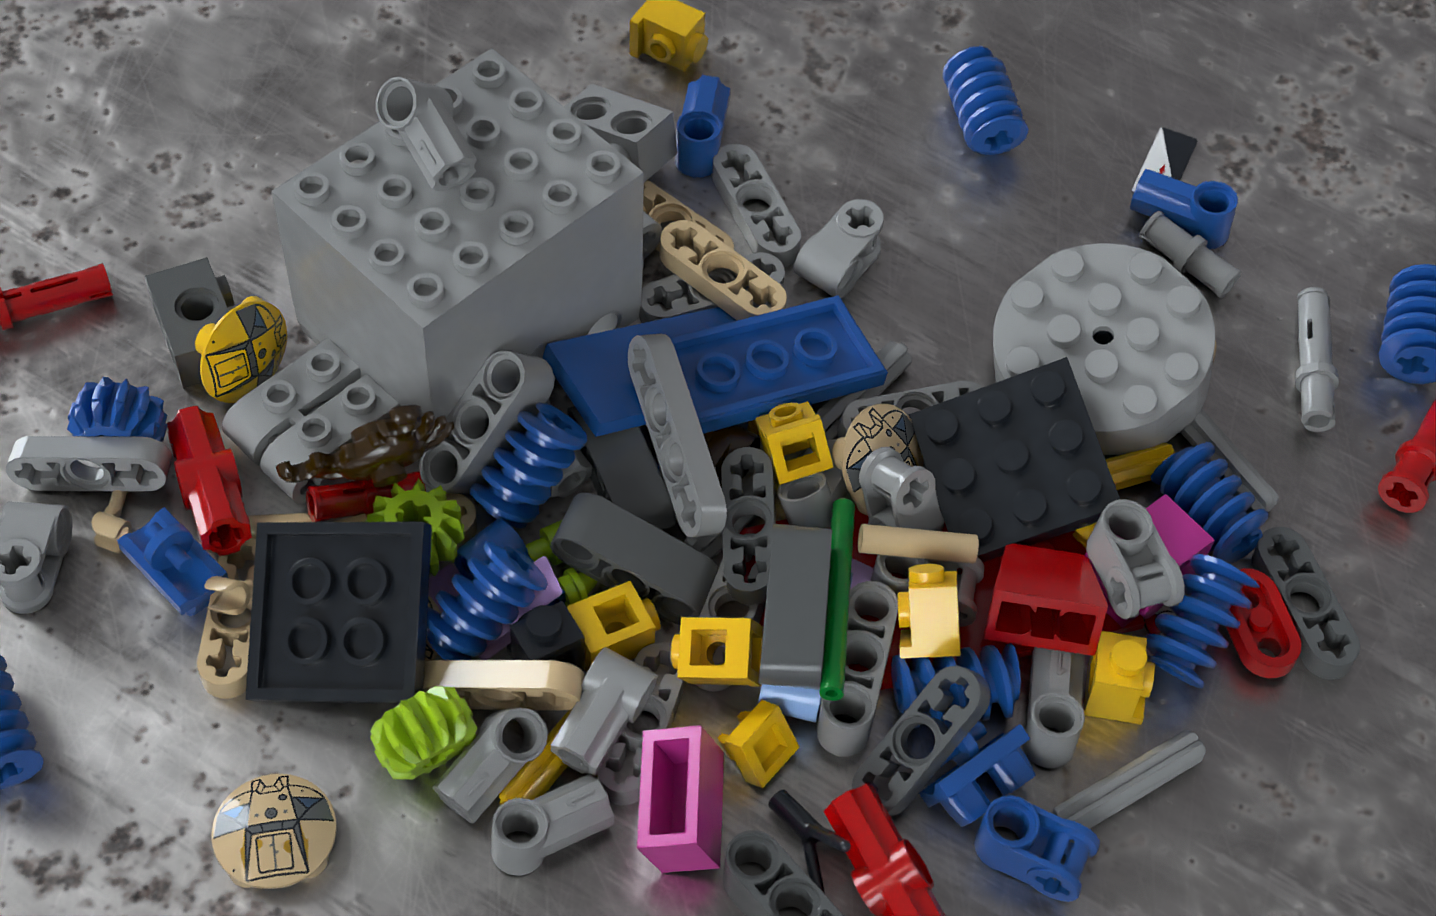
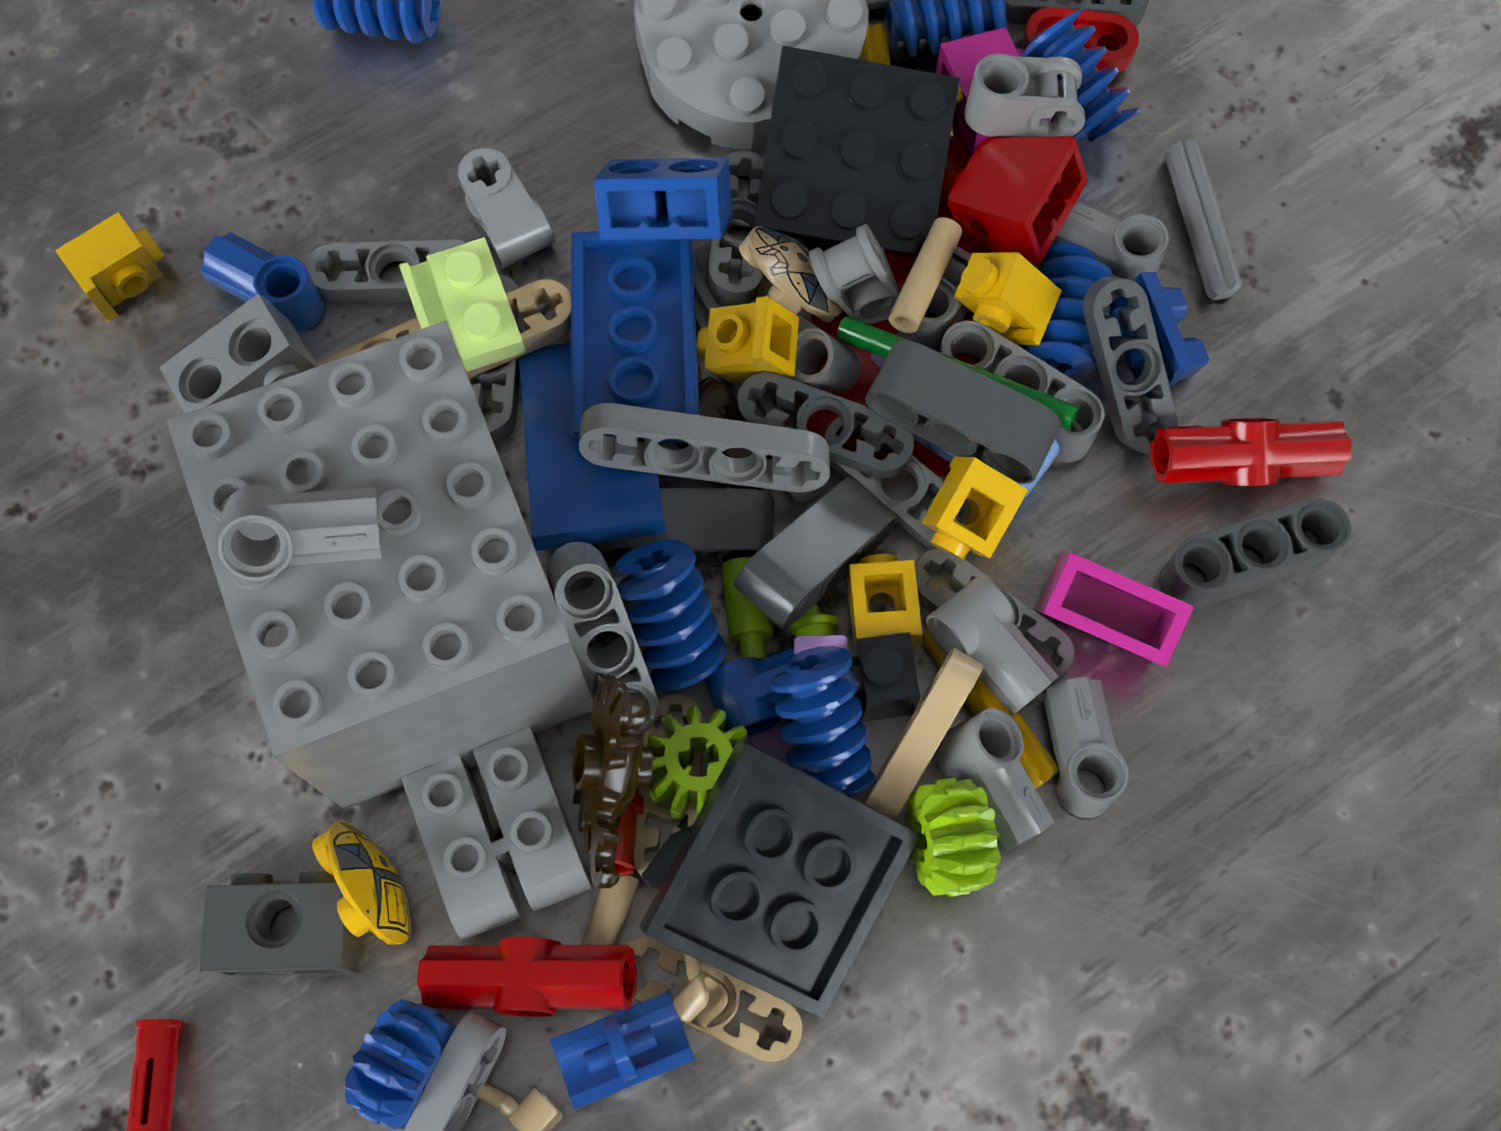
camera: 65 degrees left, 15 degrees up
(274, 832) = (991, 1035): tan dish -> none
(727, 242) = (468, 294): none -> yellowish green plate
(760, 743) = (1062, 513): yellow tile -> none
(808, 830) = (1165, 507): black plant -> none
(891, 336) = (663, 198): none -> blue brick
(1040, 847) = (1252, 316): blue piece -> none
(1118, 679) = (1113, 164): yellow brick -> none

